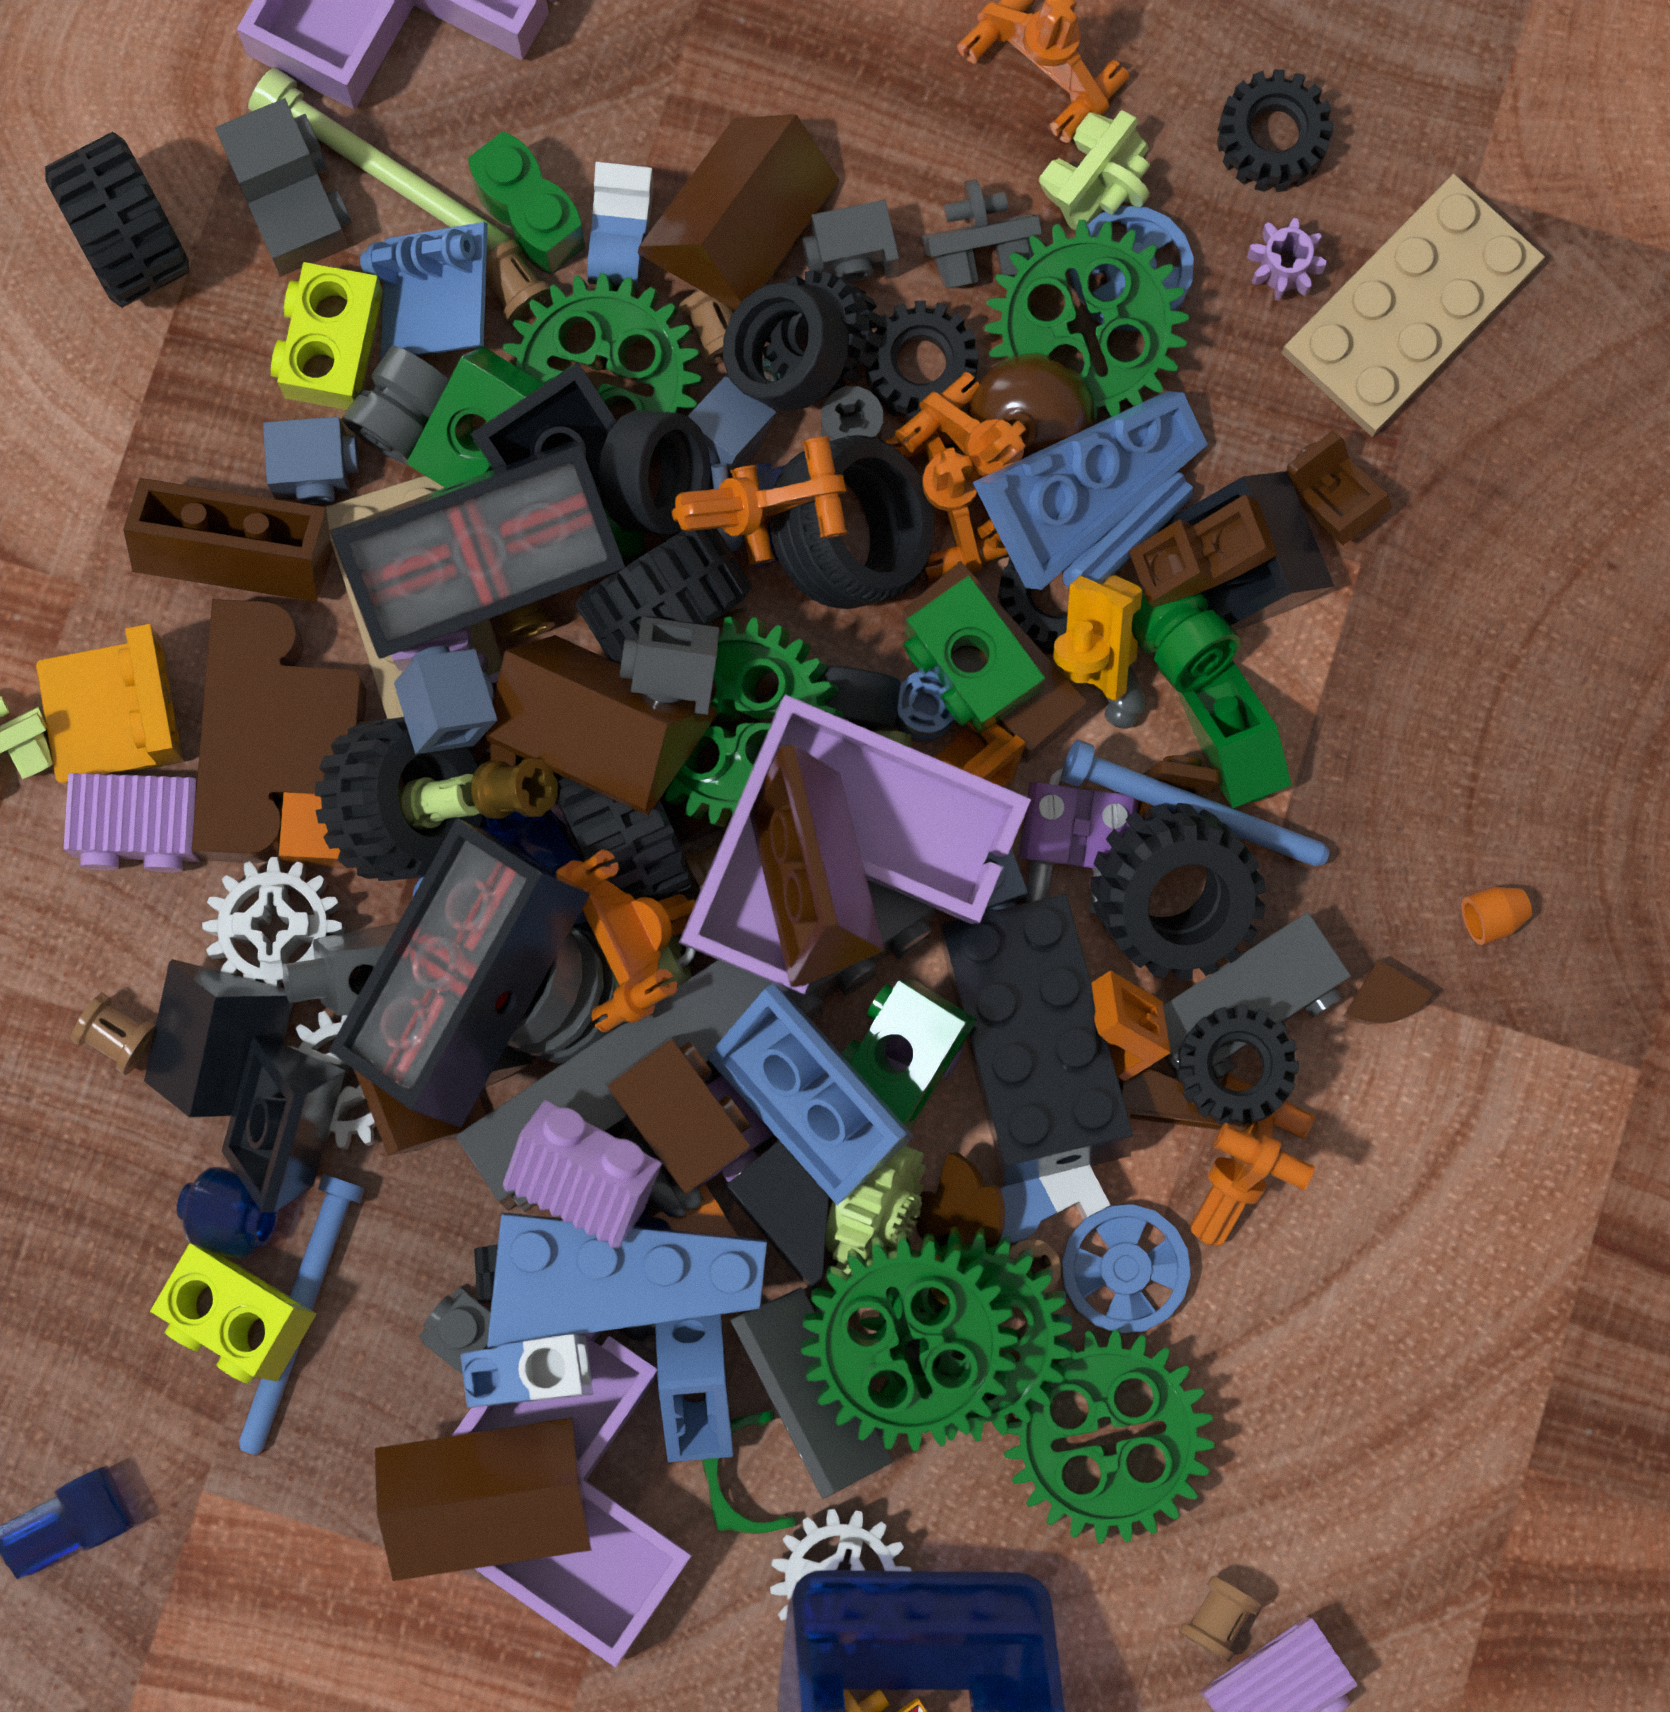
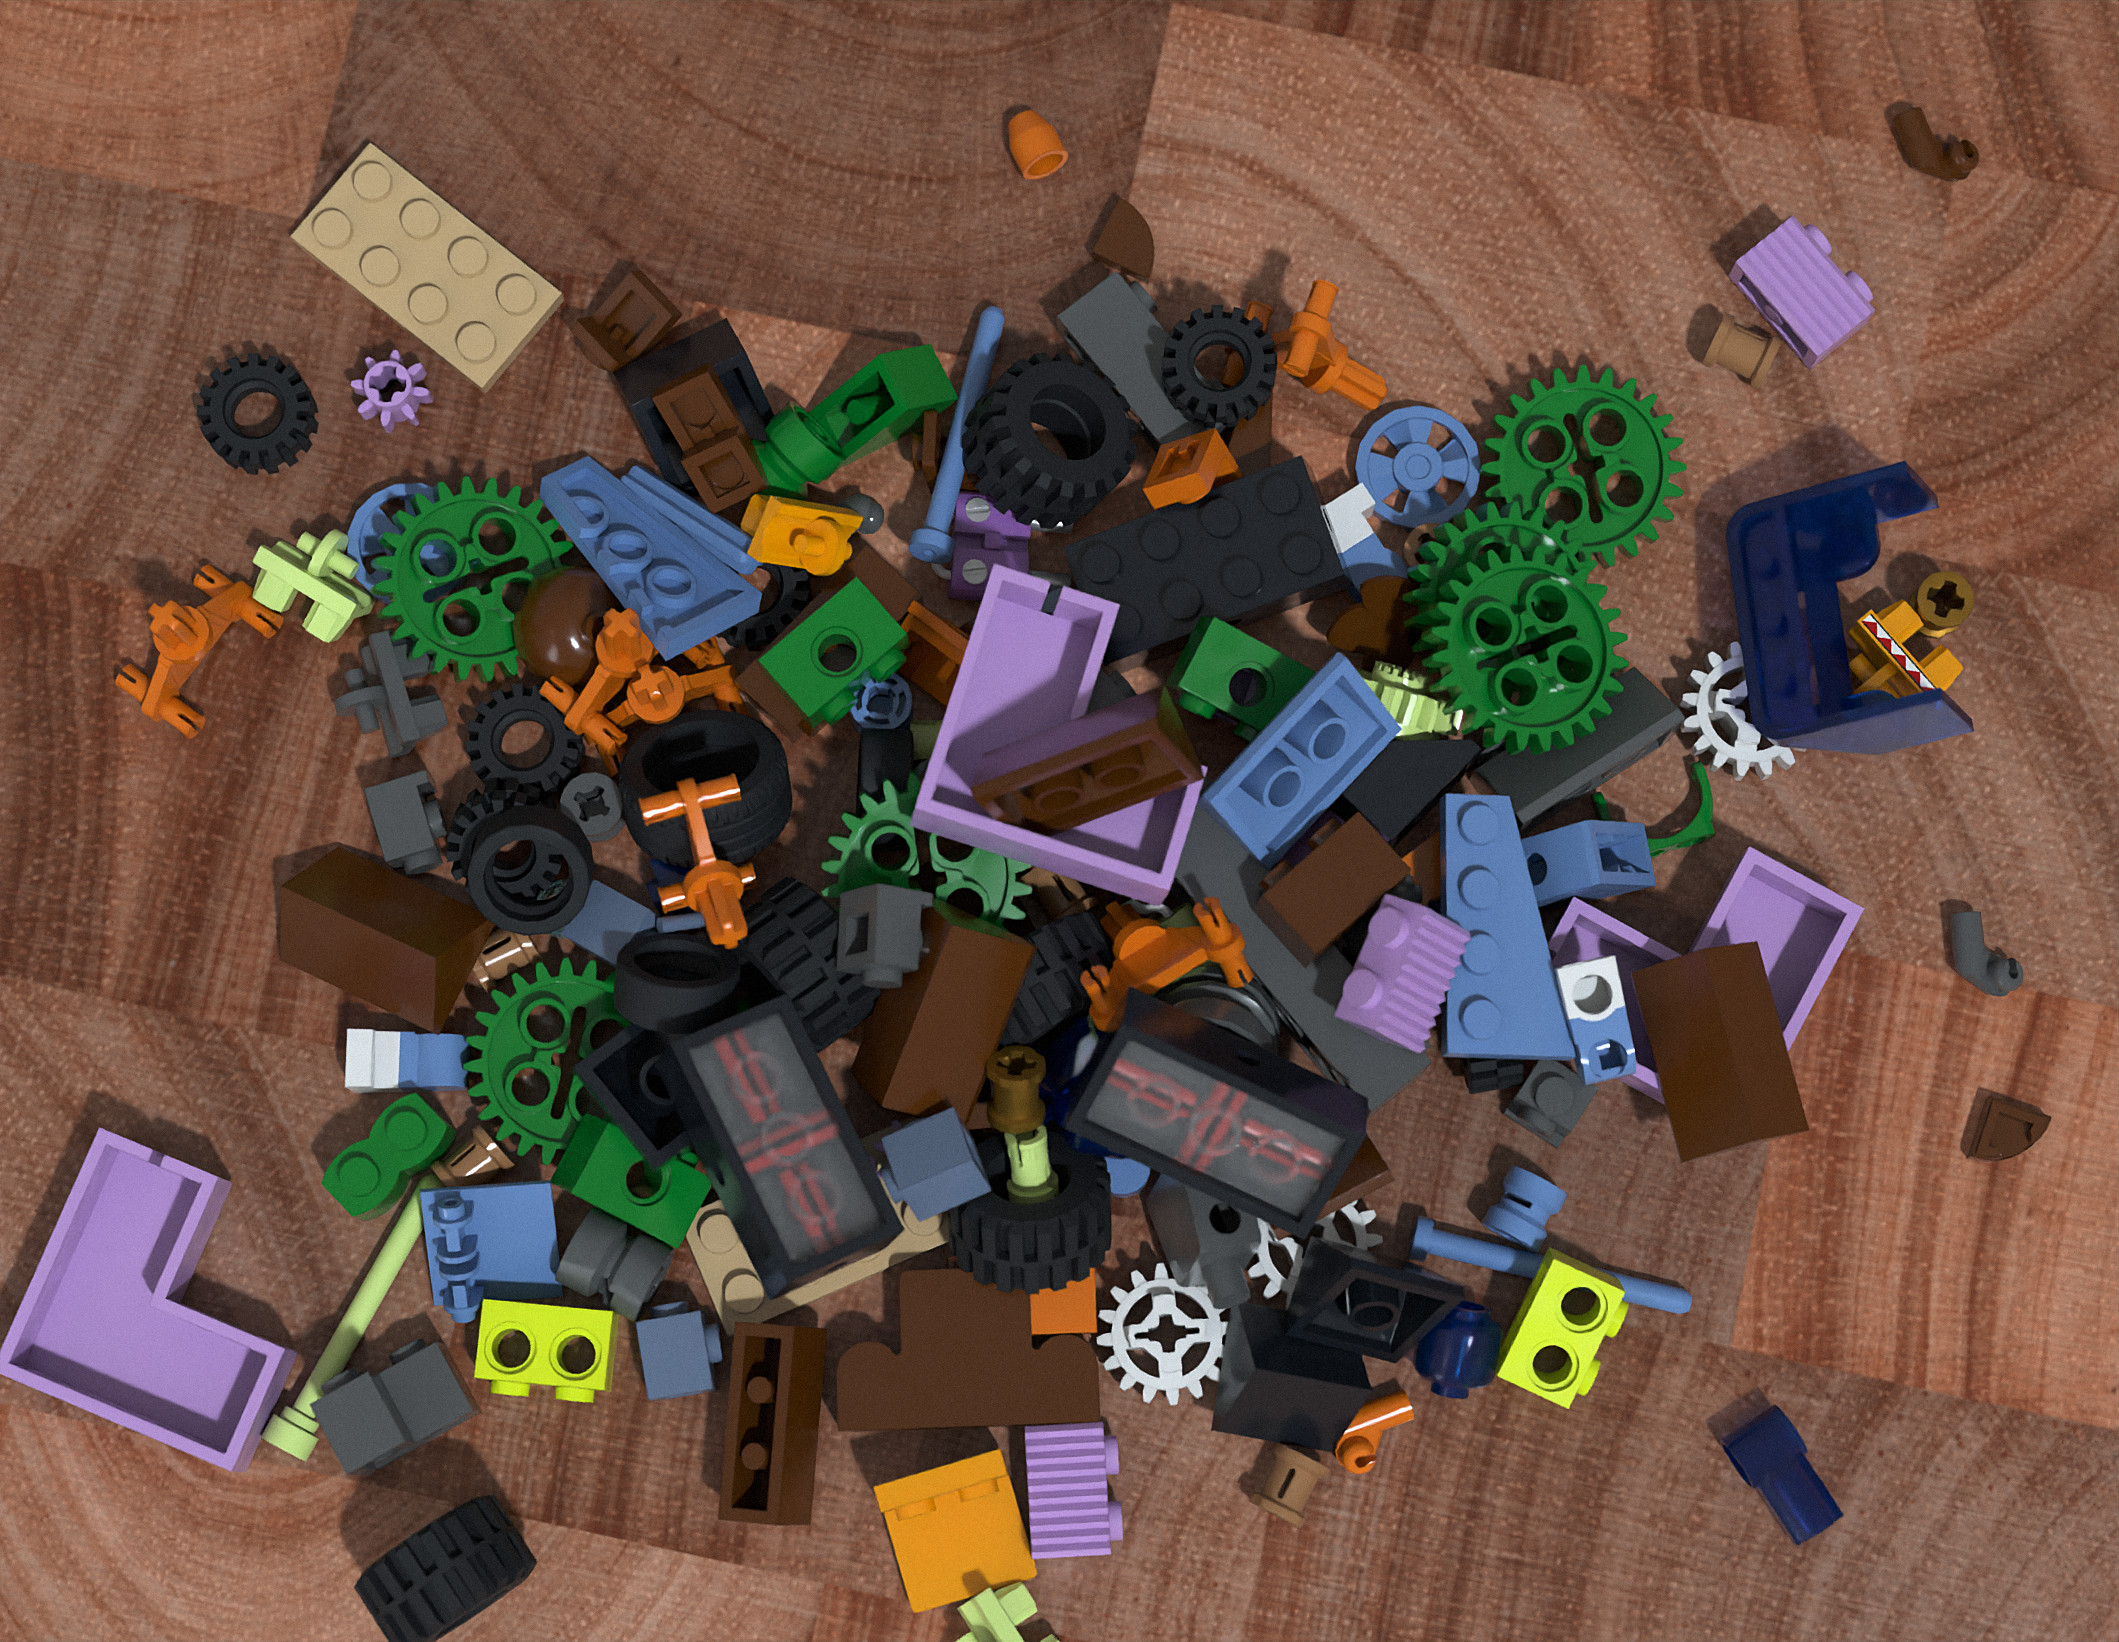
camera: 90 degrees left, 0 degrees up
(150, 1109) = (1360, 1441): none -> orange arm
(345, 1284) = (1523, 1224): none -> medium blue wheel

